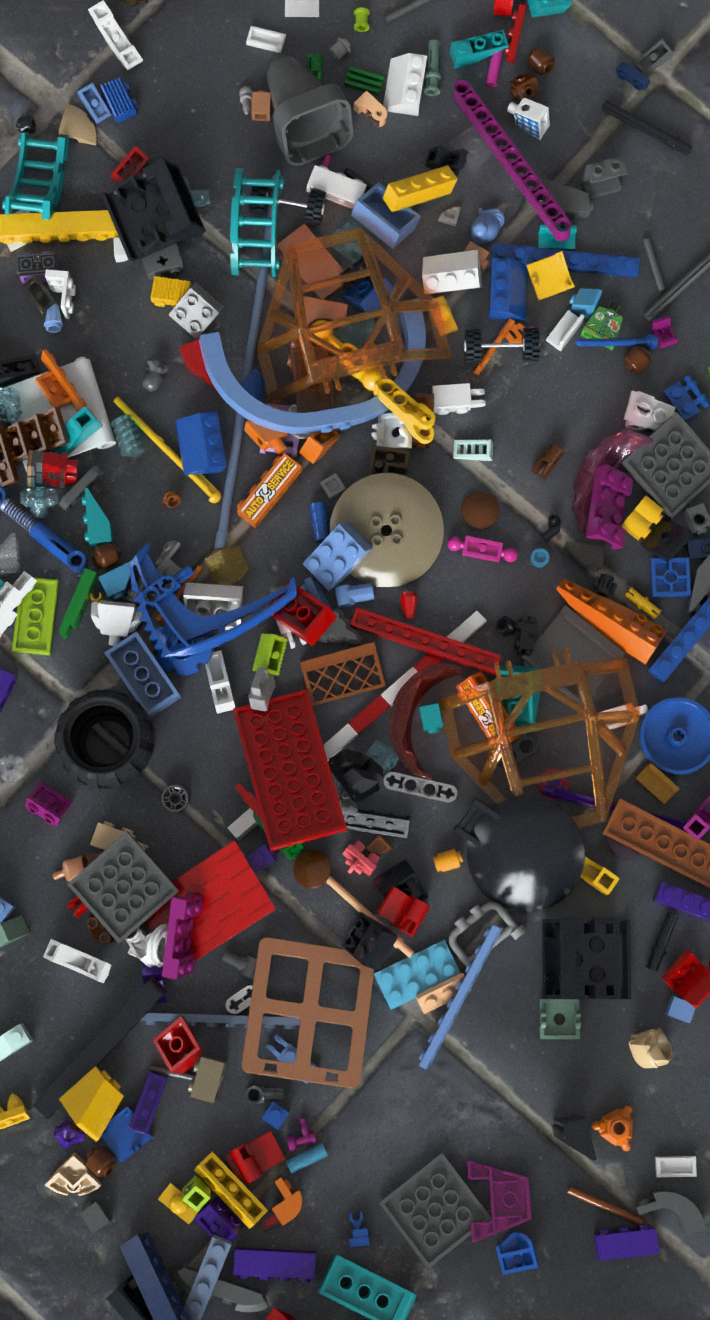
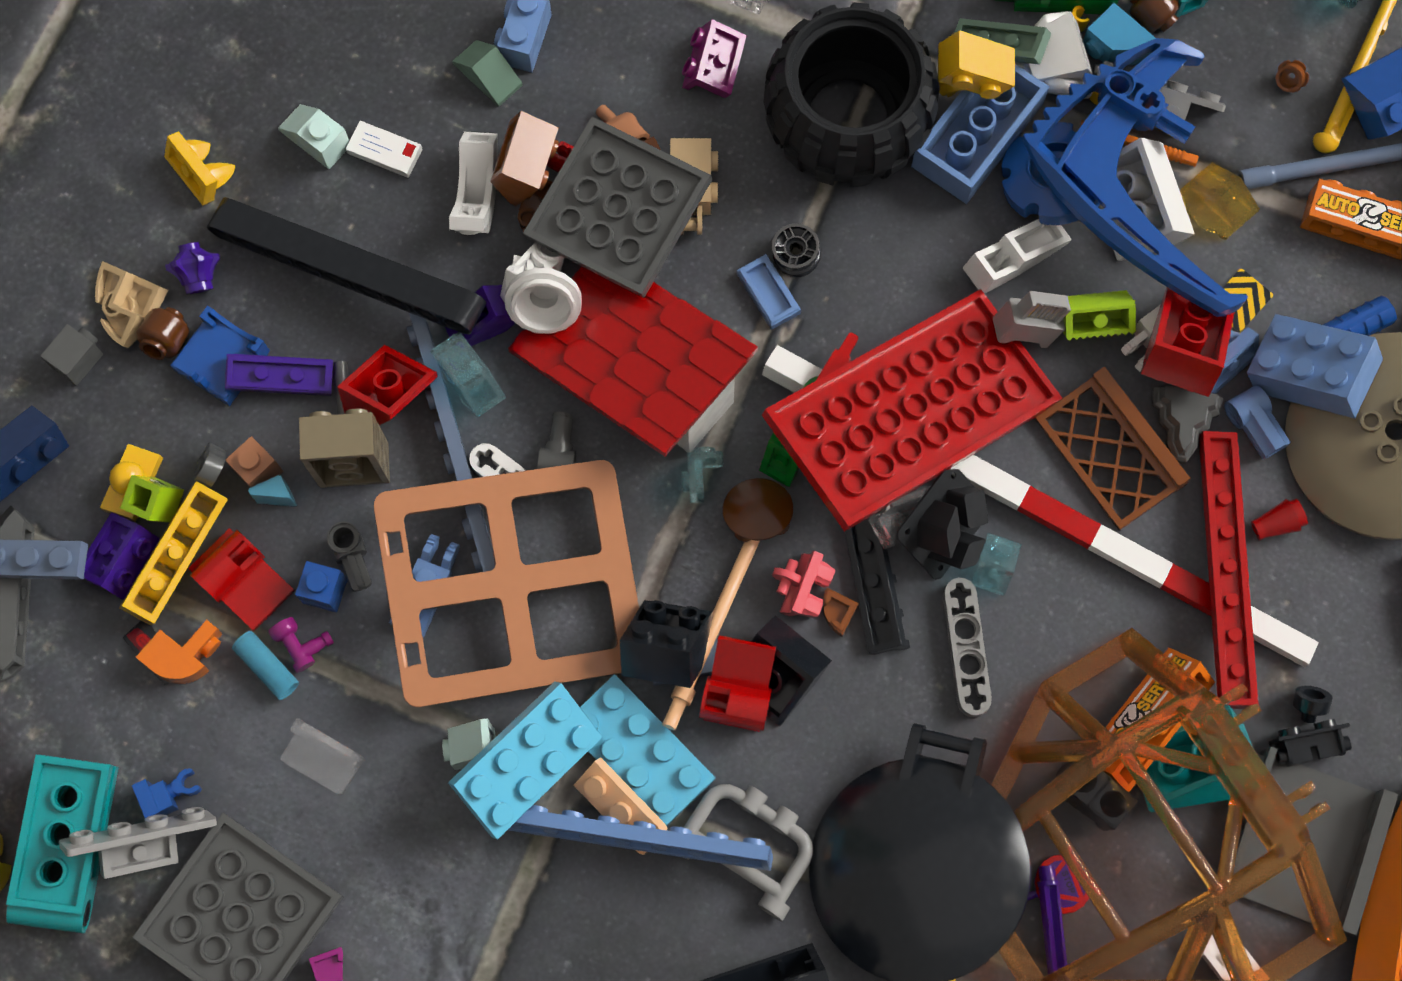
camera: 75 degrees right, 5 degrees down
(33, 1005) = (384, 149): none -> white tile
(74, 928) = (524, 157): none -> slope
(93, 1102) = (250, 281): yellow slope -> none
(97, 646) = (1027, 40): none -> sand green plate
(115, 667) = (975, 66): none -> yellow brick
(177, 959) = (566, 317): magenta piece -> none
(187, 999) = (468, 374): none -> clear light blue slope
(188, 1156) = (209, 464): none -> dark grey beam
(192, 821) = (768, 291): none -> medium blue tile
(195, 1132) = (253, 463): none -> nougat brick
(213, 1125) = (273, 492): none -> medium azure slope
(261, 858) = (745, 411): dark purple bracket -> none
(274, 1263) = (72, 670): dark purple brick -> none
(283, 572) = (1257, 297): none -> sticker
(284, 897) = (693, 478): none -> clear light blue bracket
(366, 1142) = (321, 757): none -> clear panel
(383, 1251) = (137, 846): none -> light grey bracket
(387, 1061) = (466, 742): none -> light aqua slope
(405, 706) = (1097, 572): clear red windscreen -> none
(407, 1034) = (525, 760): none -> medium azure plate
(431, 718) = (1095, 623): teal brick -> none
(447, 860) = (856, 737): light orange brick -> none

